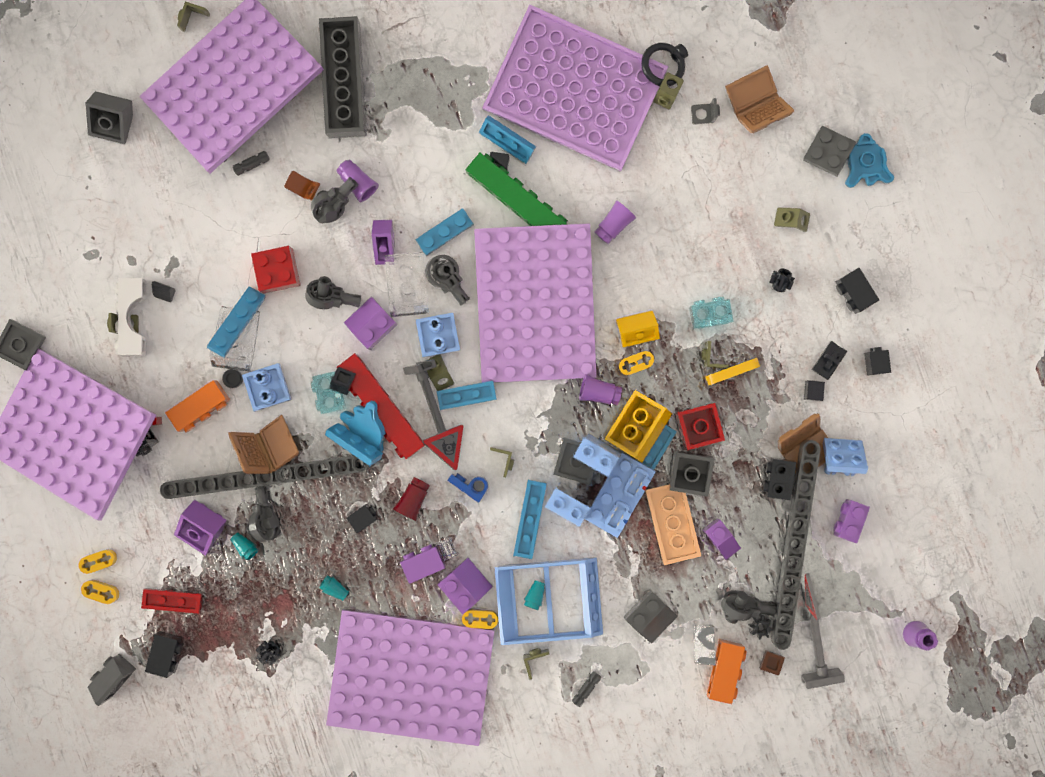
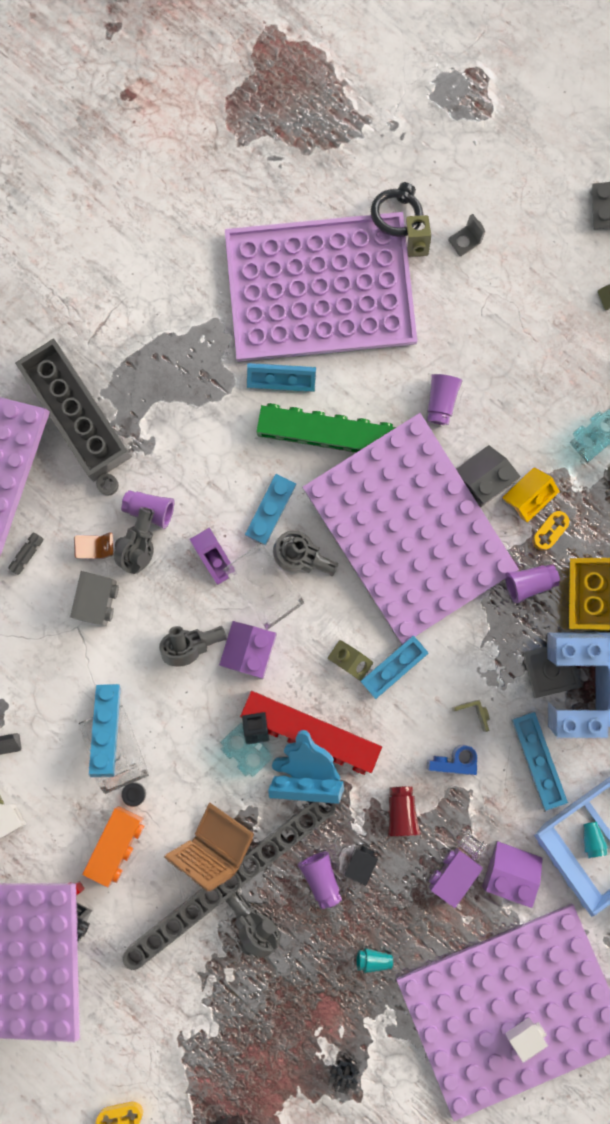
camera: 25 degrees left, 5 degrees down
(96, 557) = (102, 1087): yellow beam -> none
(171, 600) = (204, 1080): red plate -> none
(199, 527) = (189, 979): medium lavender slope -> none
(244, 546) = (250, 972): teal cone -> none
(266, 387) = (176, 782): light blue plate -> none
(275, 269) = (115, 650): red brick -> none
(280, 224) = (94, 598): none -> dark grey slope
(329, 512) = (321, 879): none -> medium lavender plant
(333, 141) = (101, 481): none -> dark grey bush
(407, 699) = (527, 1039): none -> white brick
(437, 335) = (327, 620): light blue plate -> none
(447, 442) = (402, 730): dark grey piece -> none
(480, 623) = (553, 906): yellow beam -> none
(500, 159) = (286, 400): black slope -> none
(613, 296) = (487, 475): none -> dark grey slope
(757, 100) = (512, 197): medium nougat piece -> none

